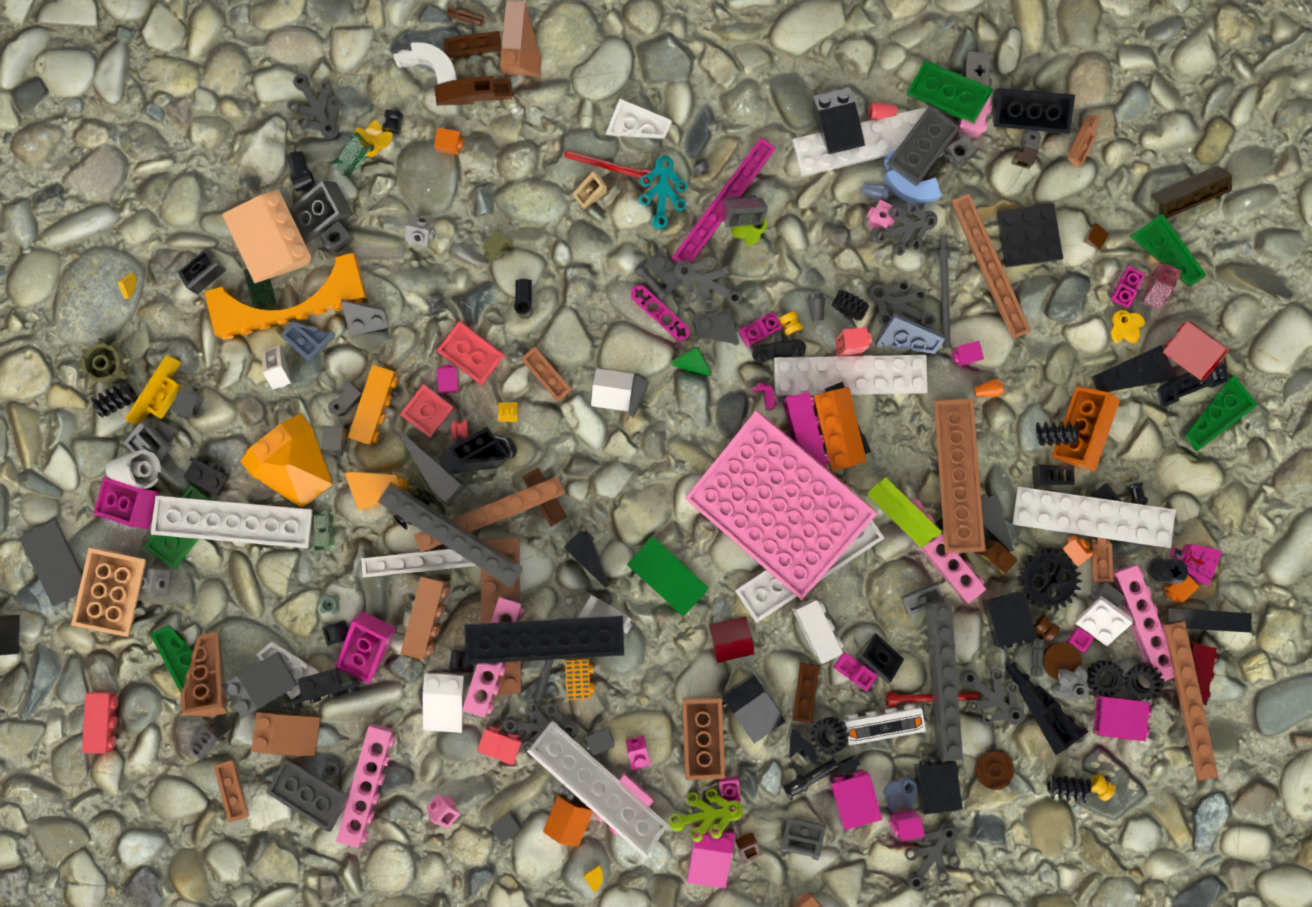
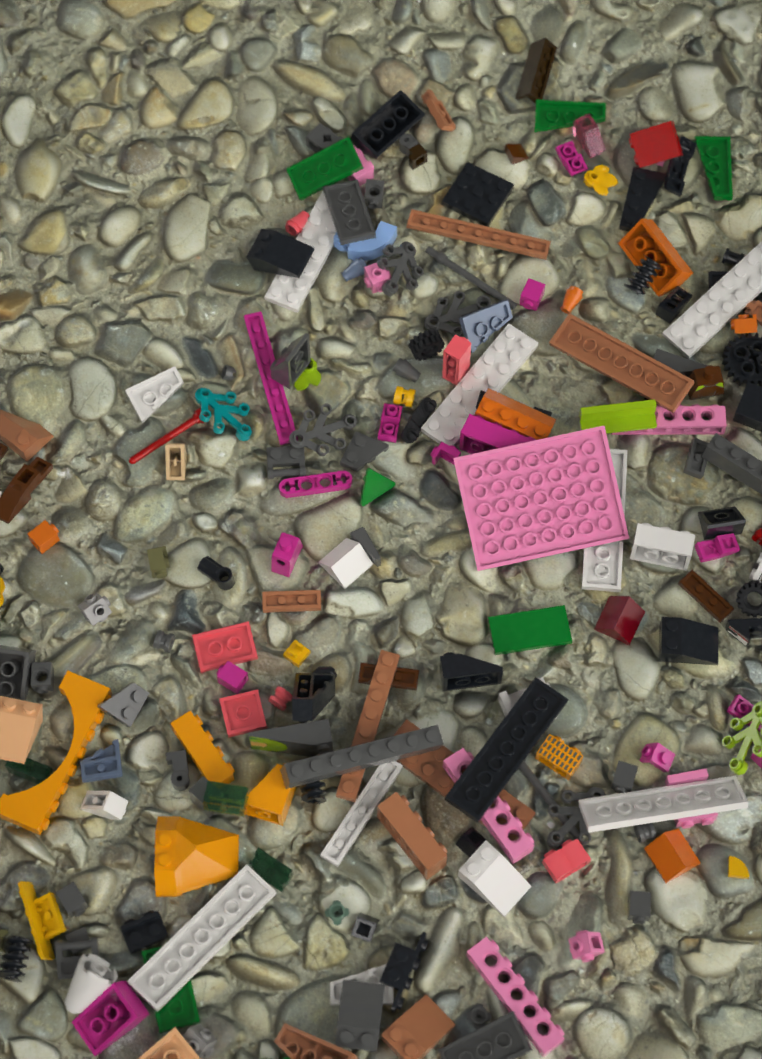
camera: 45 degrees left, 20 degrees down
(334, 459) = (225, 798): none -> clear green hinge
(365, 646) = (397, 908): dark pink slope -> none
(580, 339) = (286, 550): none -> dark pink torso
(703, 738) = (683, 694): nougat brick -> none

